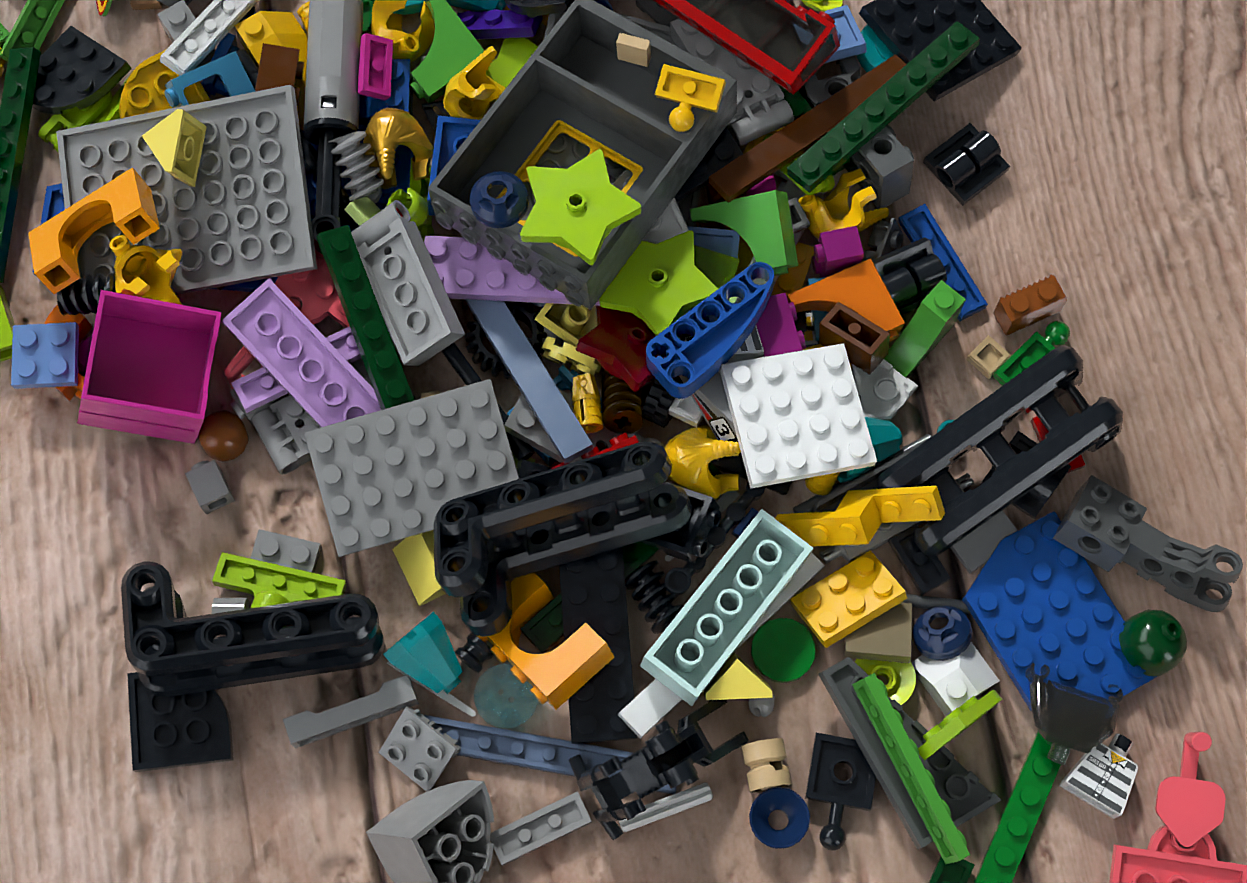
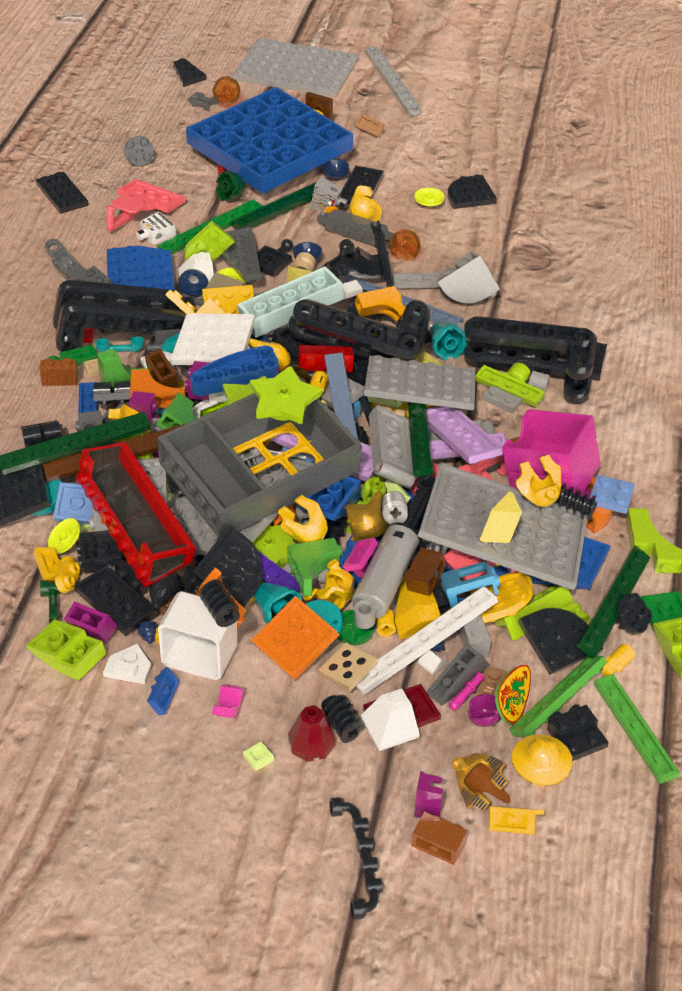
camera: 160 degrees left, 30 degrees down
(57, 241) = (542, 522): light orange arch -> none
(419, 748) = (457, 313): light grey hinge -> none
(501, 211) = (323, 426): dark blue piece -> none
(633, 49) = (207, 461): tan tile -> none
(688, 90) = (193, 434): yellow plate -> none
(913, 774) = (240, 239): bright green plate -> none
(1070, 715) = (158, 235): clear smoke torso -> none
(1153, 641) = (100, 251): dark green cylinder -> none

